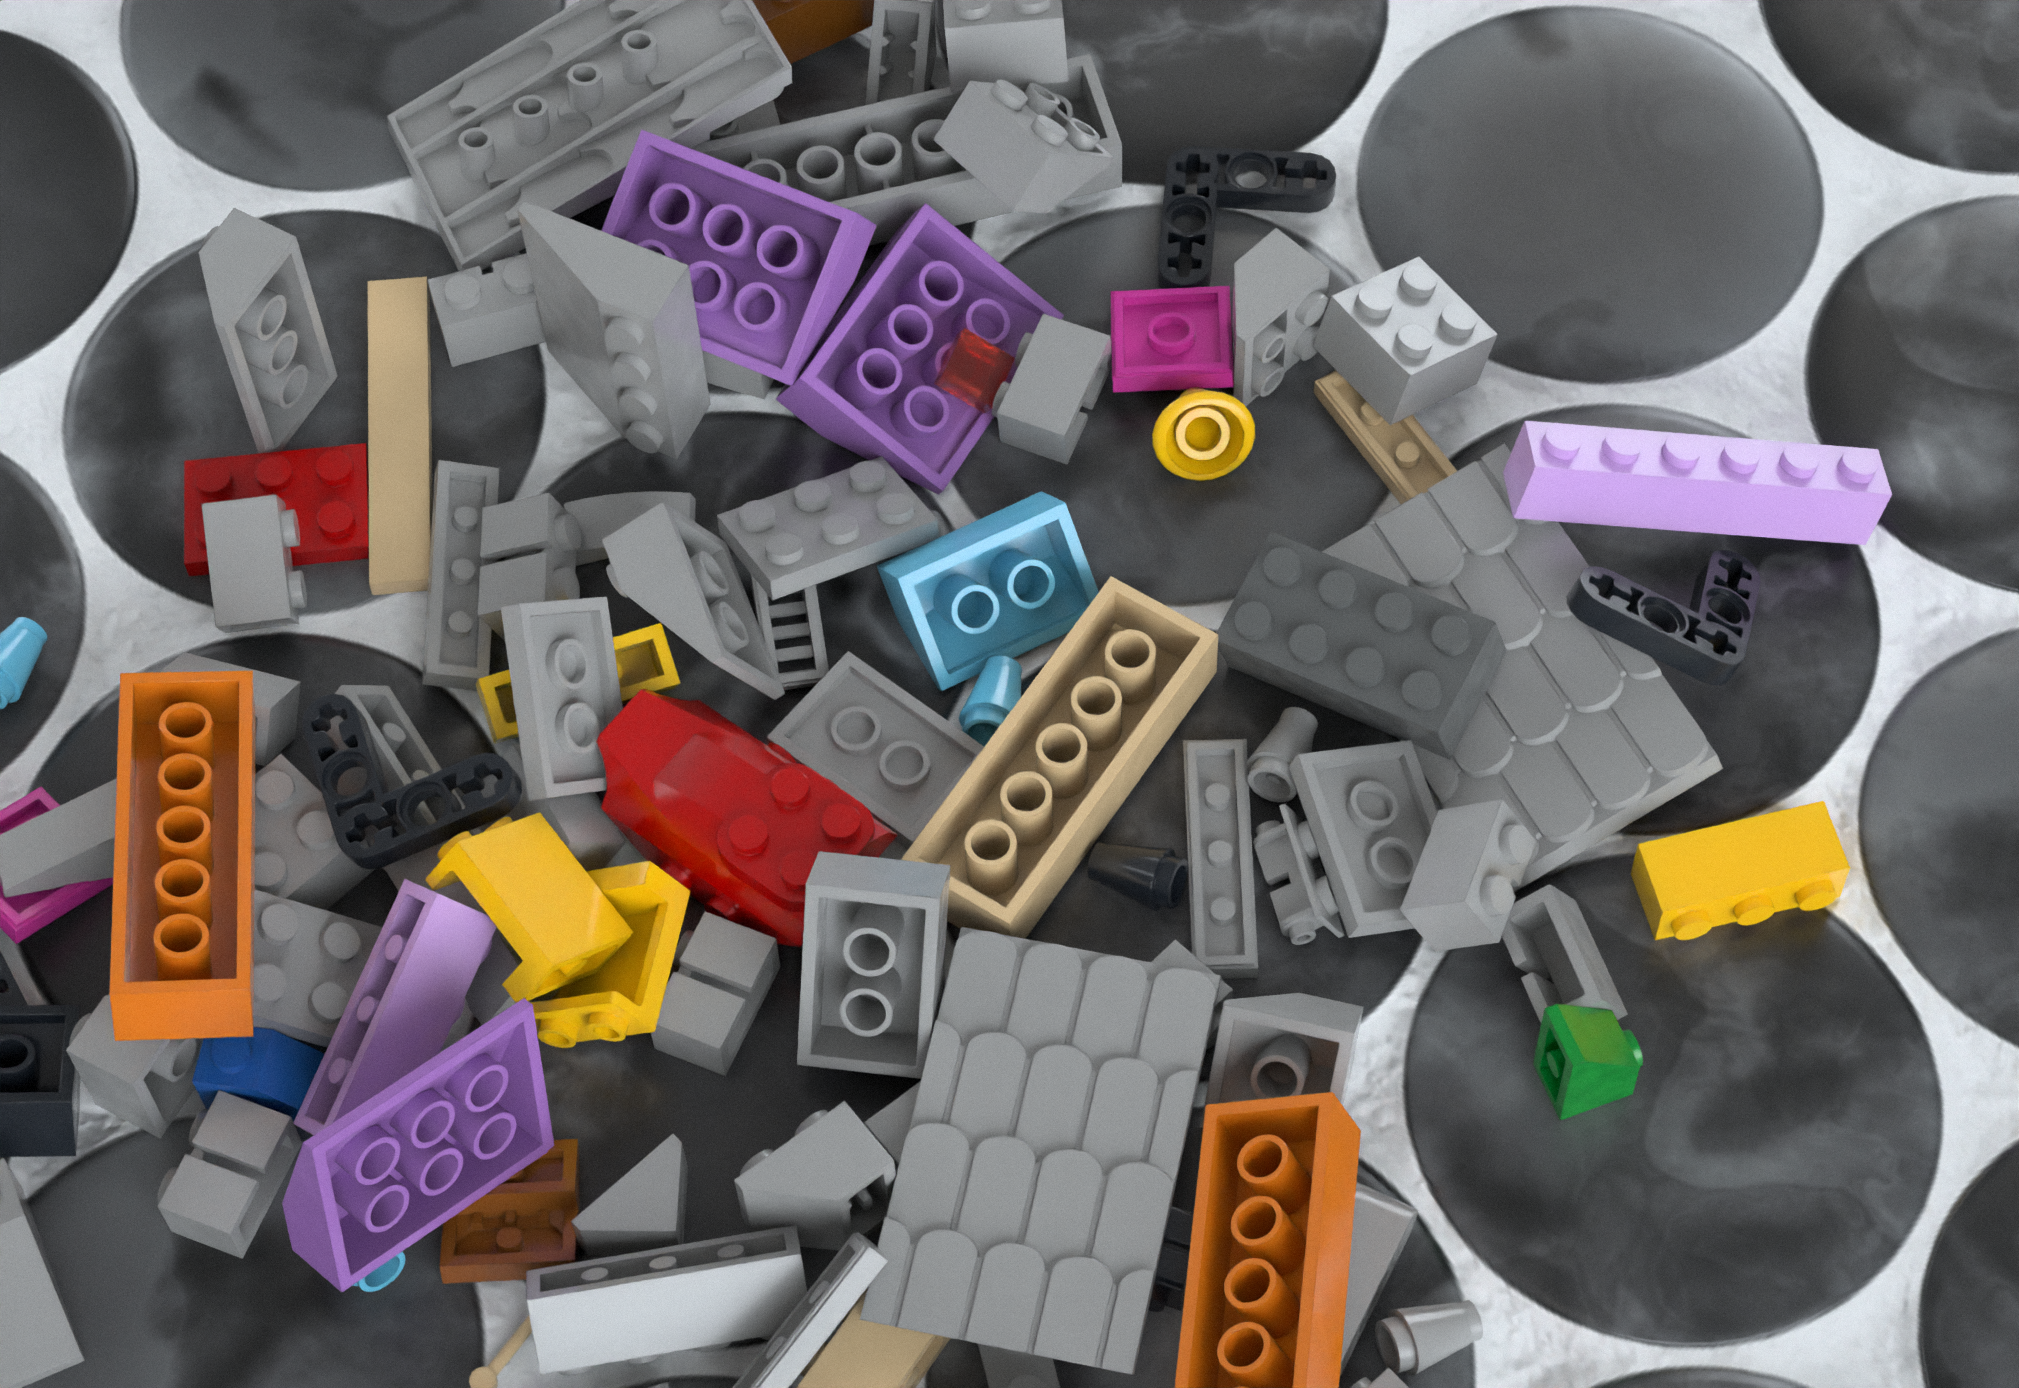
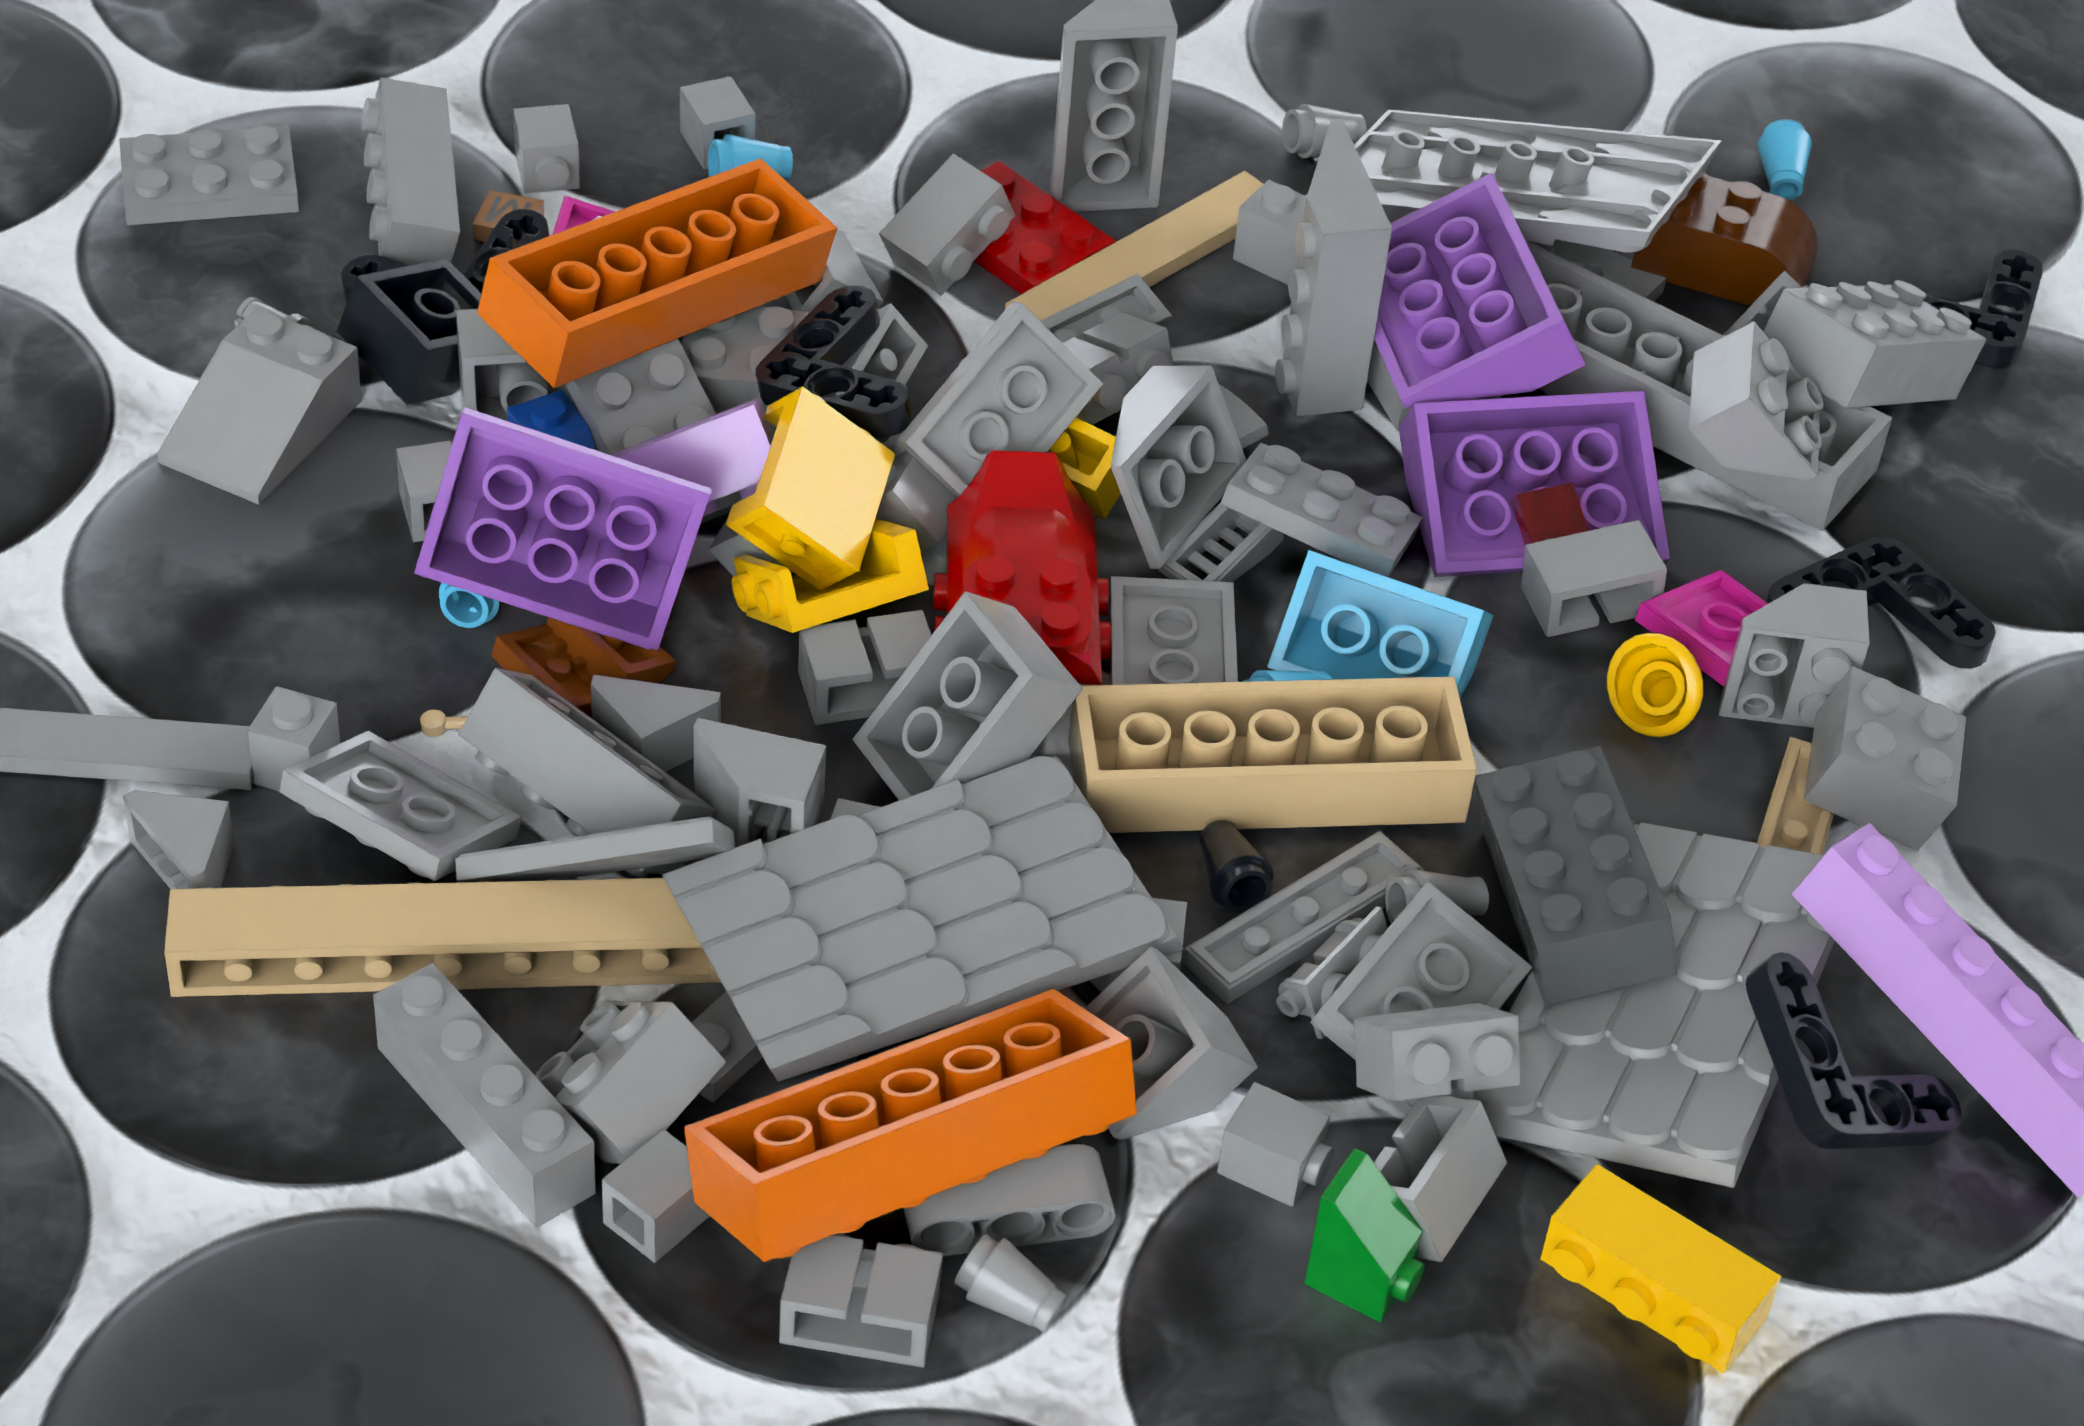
camera: 45 degrees right, 15 degrees down
(370, 187) = (1307, 127): none -> light grey cone
(1438, 1048) = (1275, 1145): none -> light grey brick

